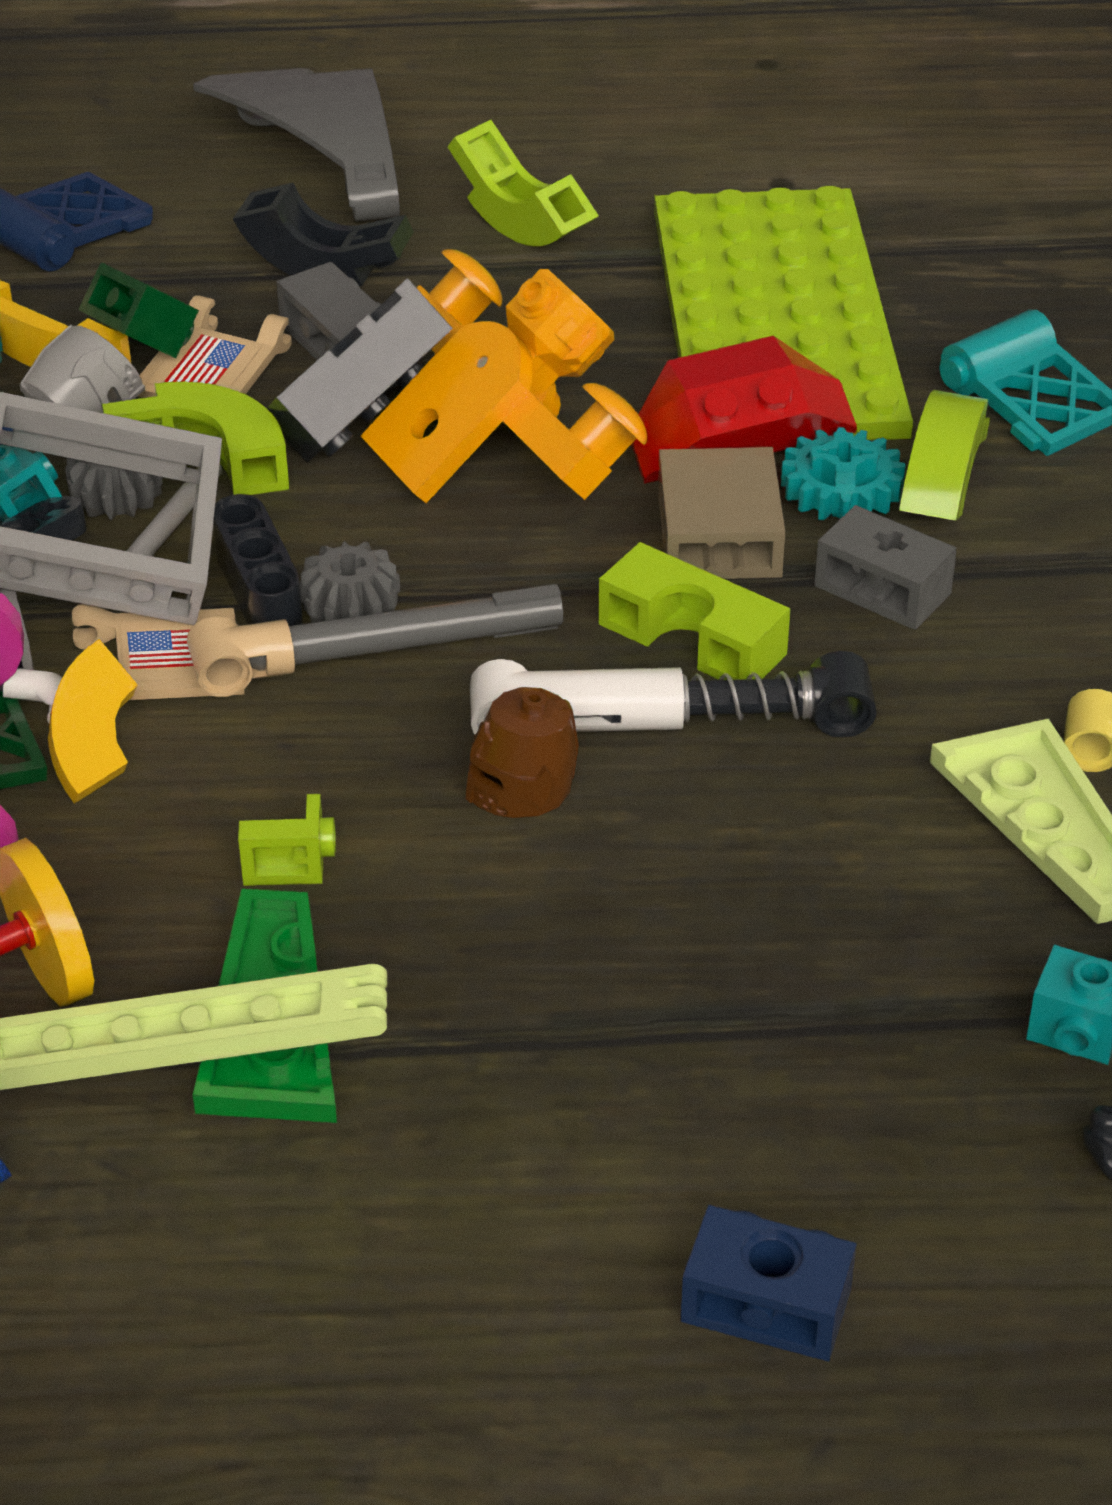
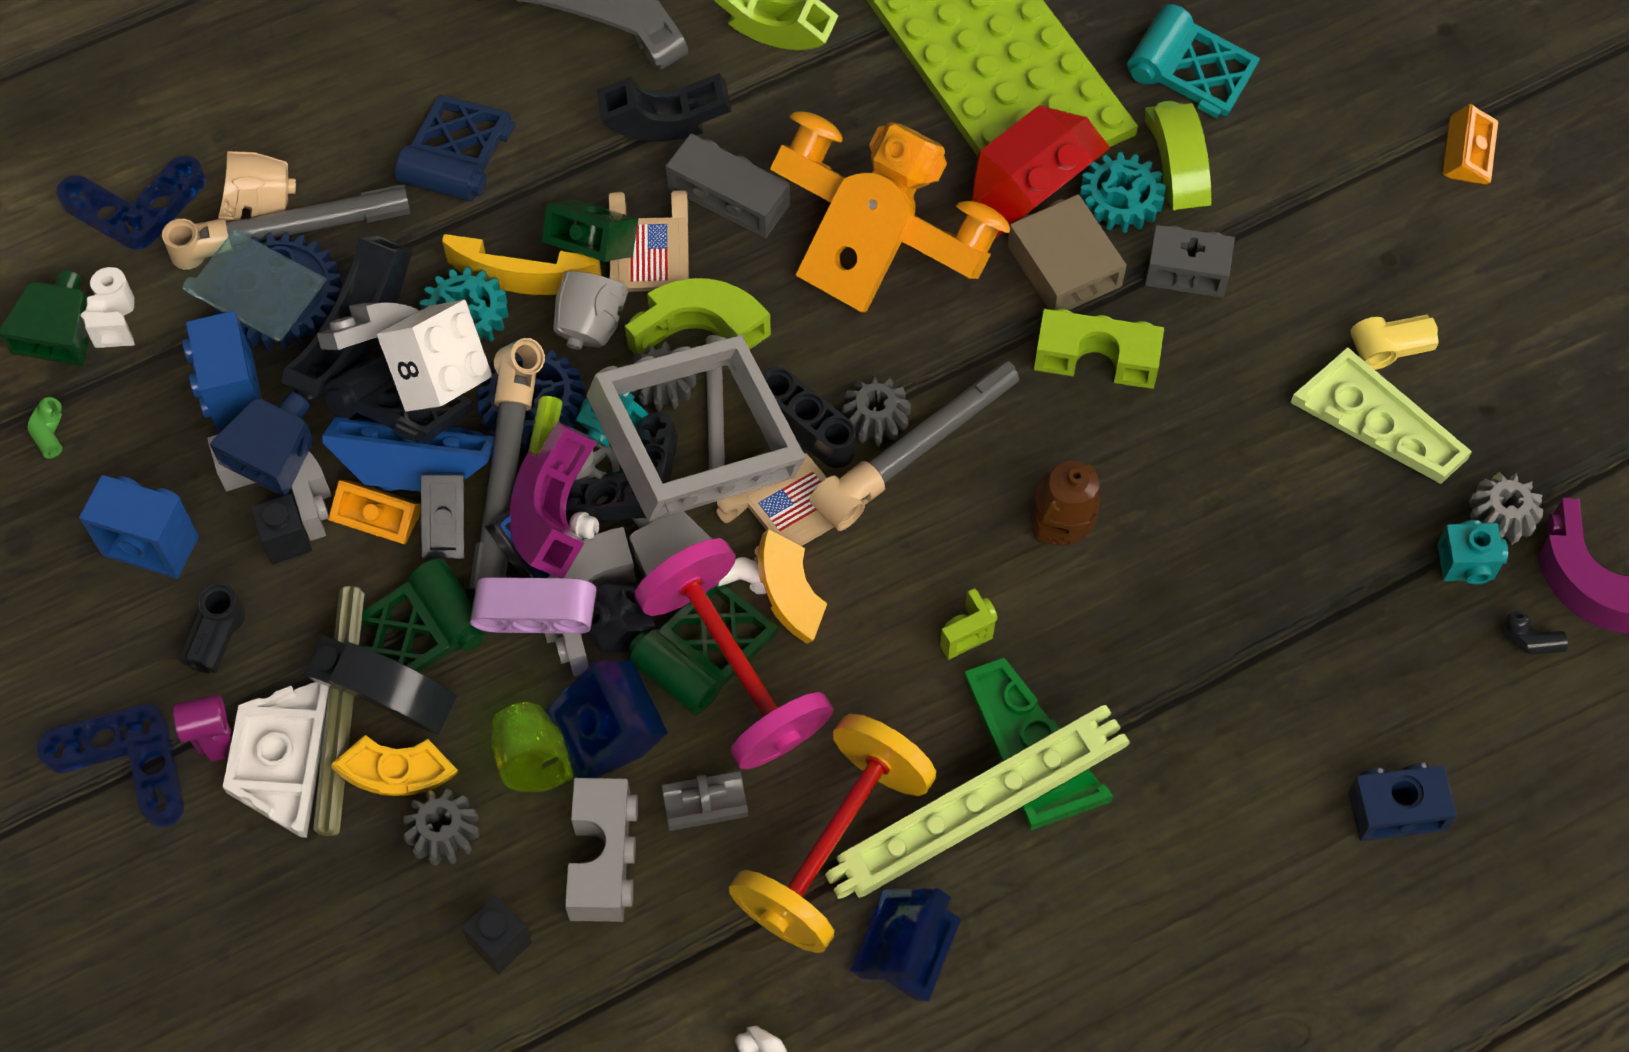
camera: 25 degrees left, 20 degrees up
(358, 372) = (784, 234): wedge -> none
(831, 694) = (1027, 459): piece -> none

